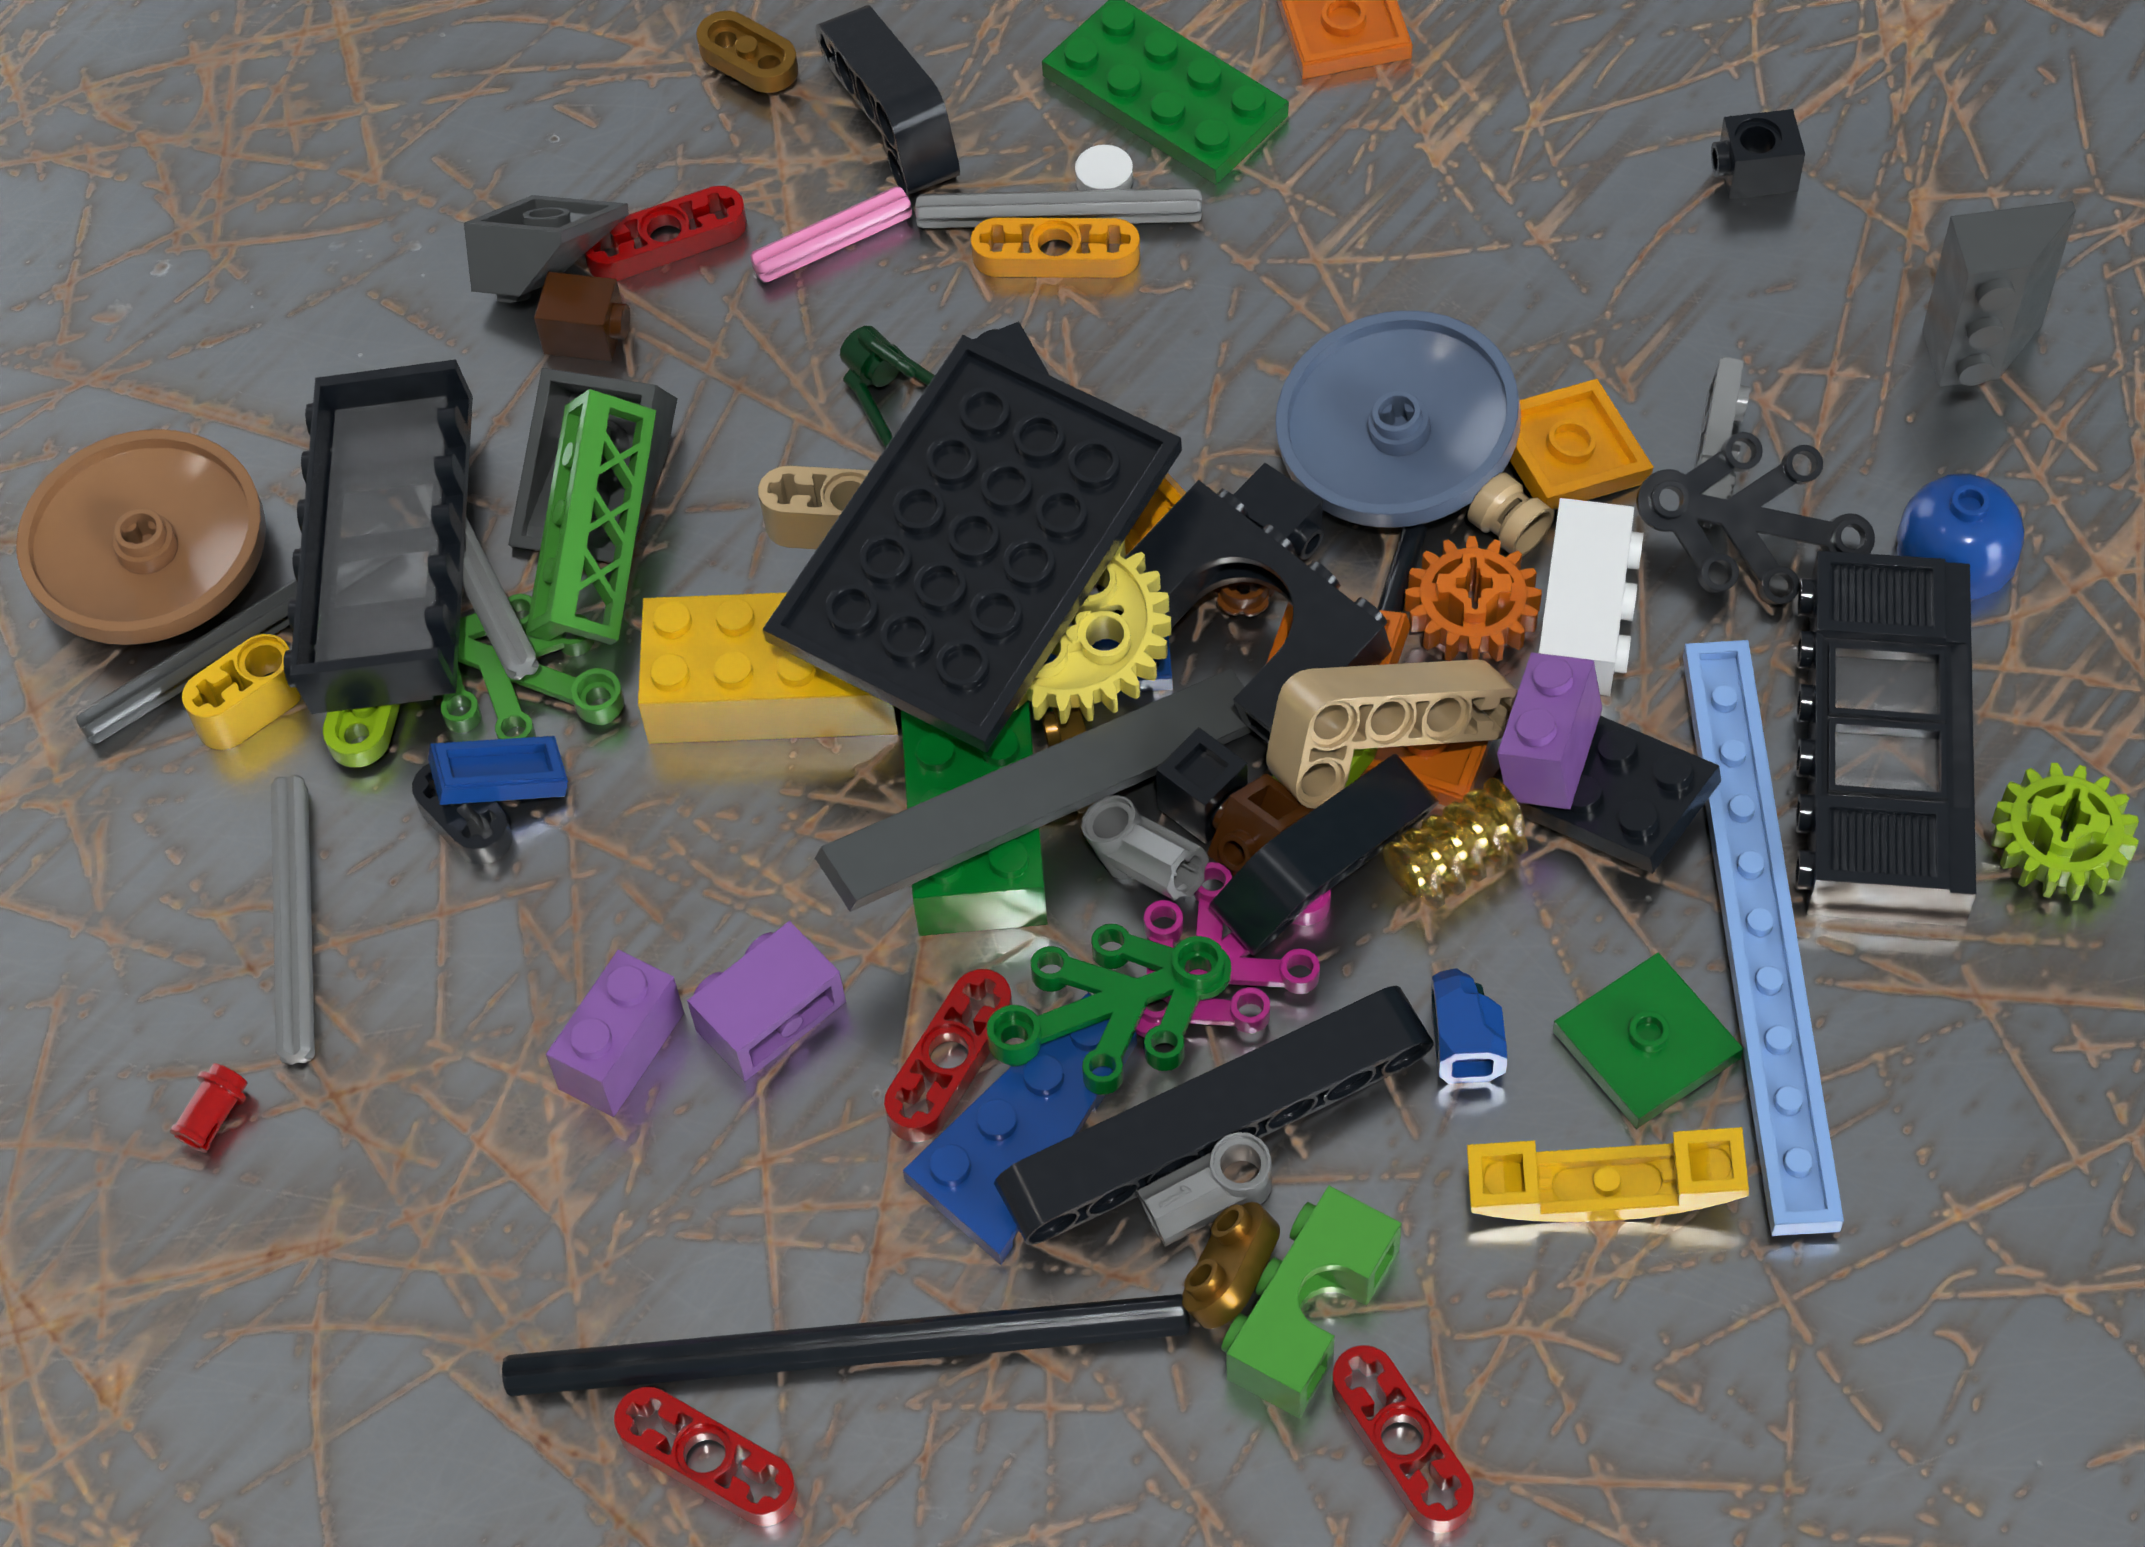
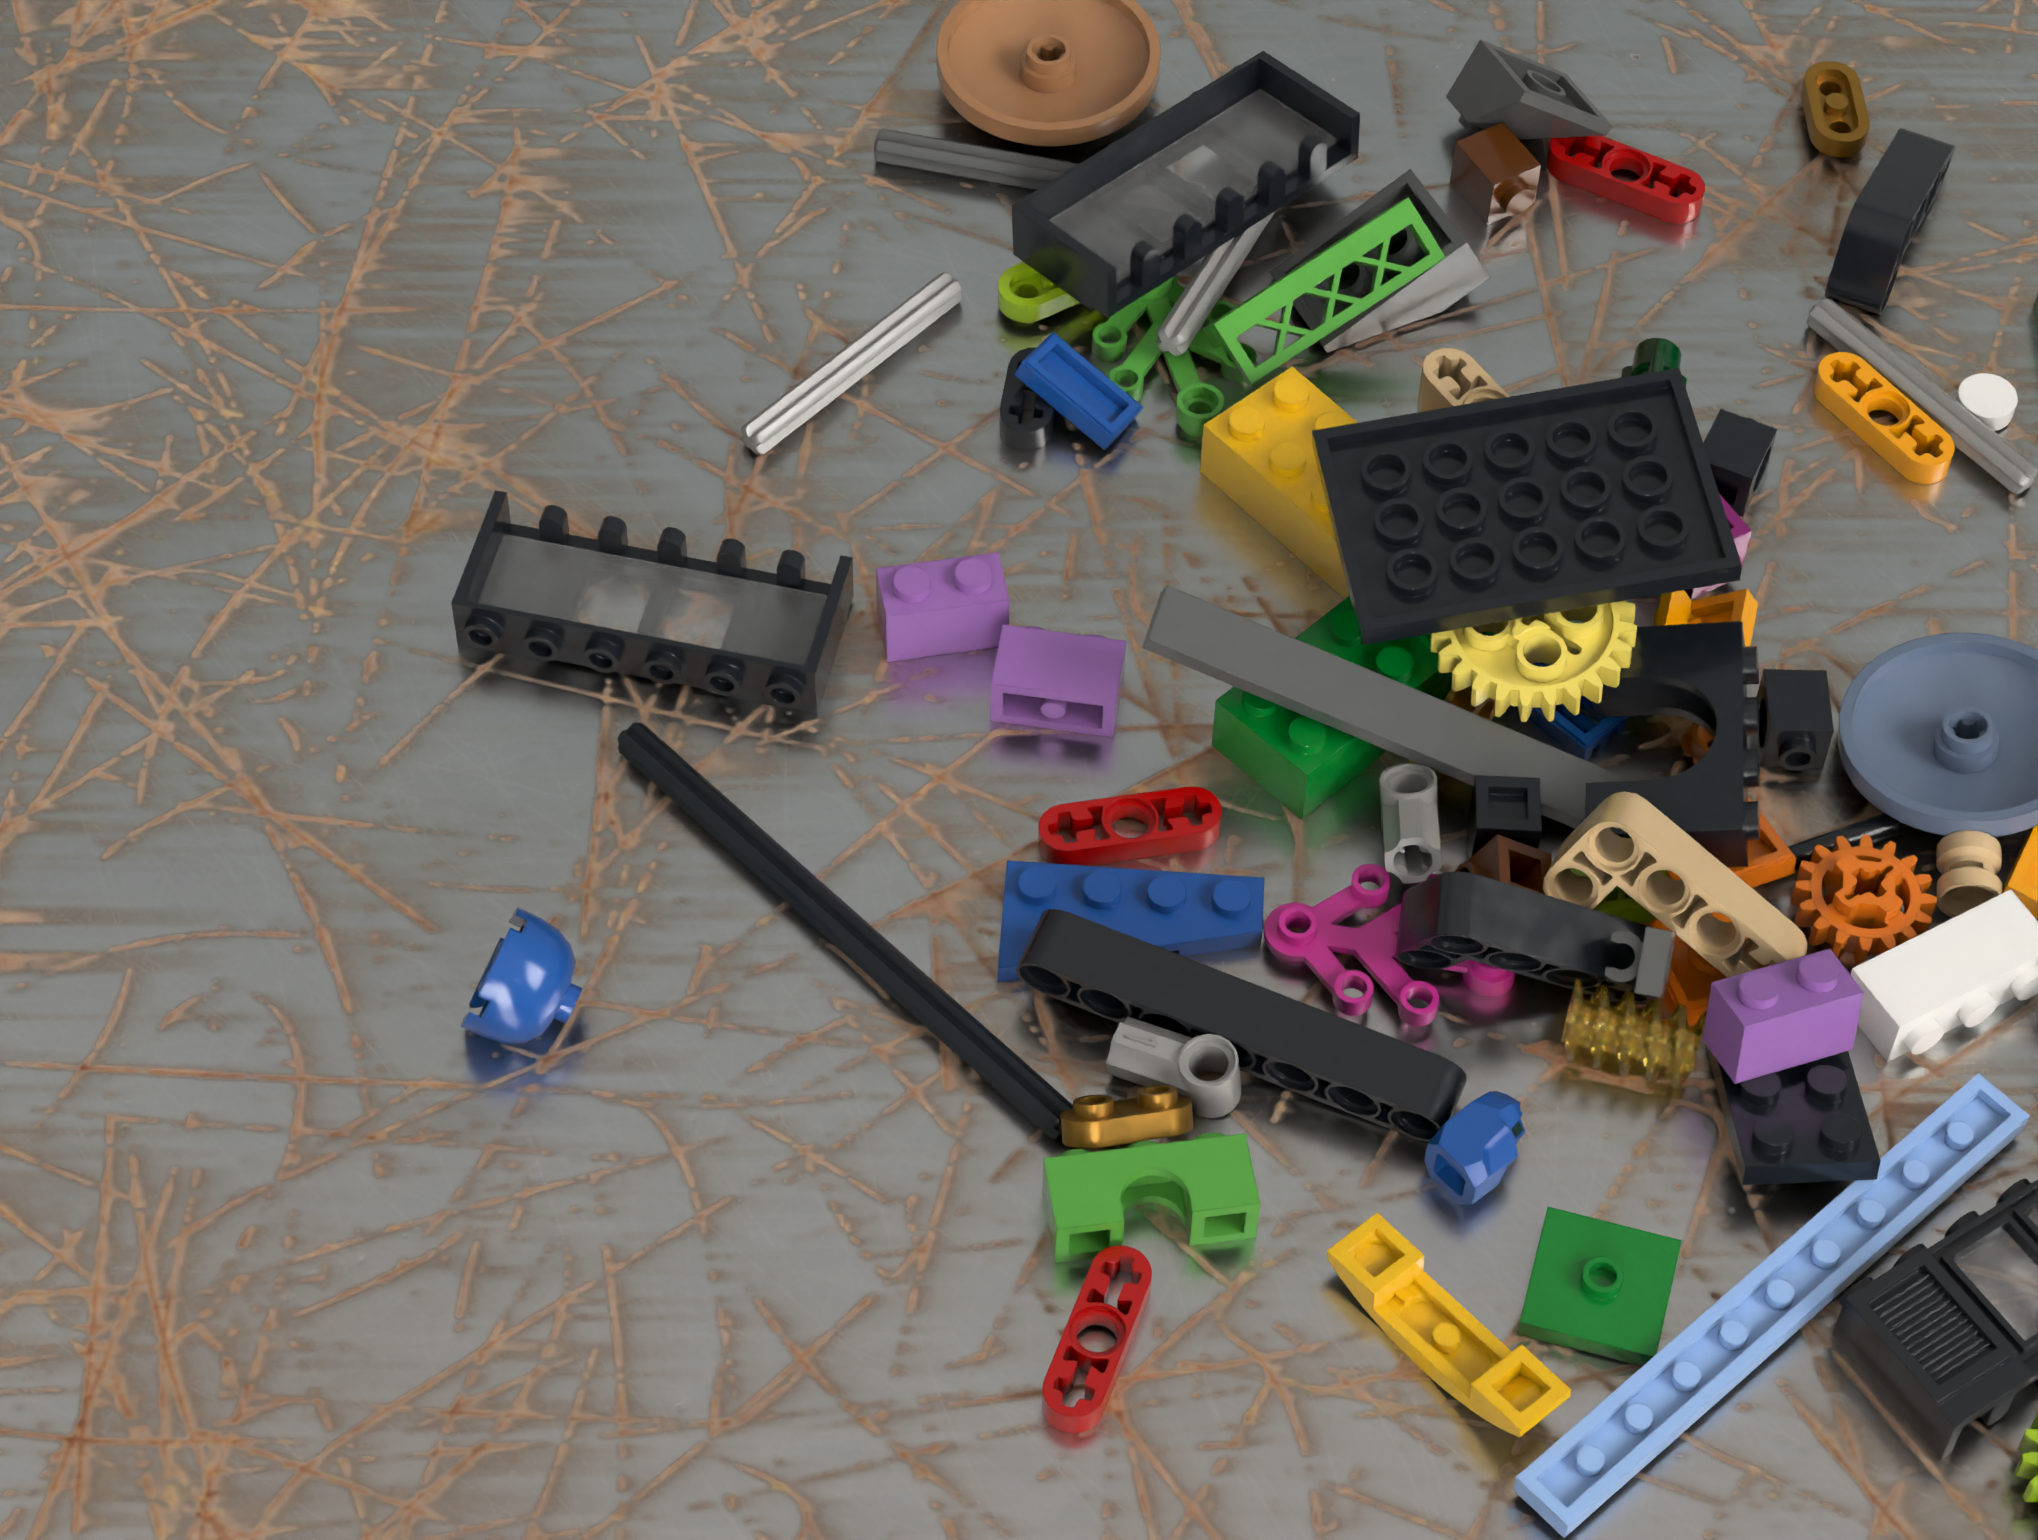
camera: 45 degrees right, 5 degrees down
(209, 1107) = (666, 420): red pin -> none
(234, 698) = (979, 199): yellow beam -> none
(398, 1261) = (652, 610): none -> window
(654, 1446) = (668, 920): red beam -> none
(831, 234) = (1737, 273): bright pink axle -> none
(1114, 998) = (1265, 896): green plant -> none
(1435, 779) = (1651, 960): none -> dark grey tile

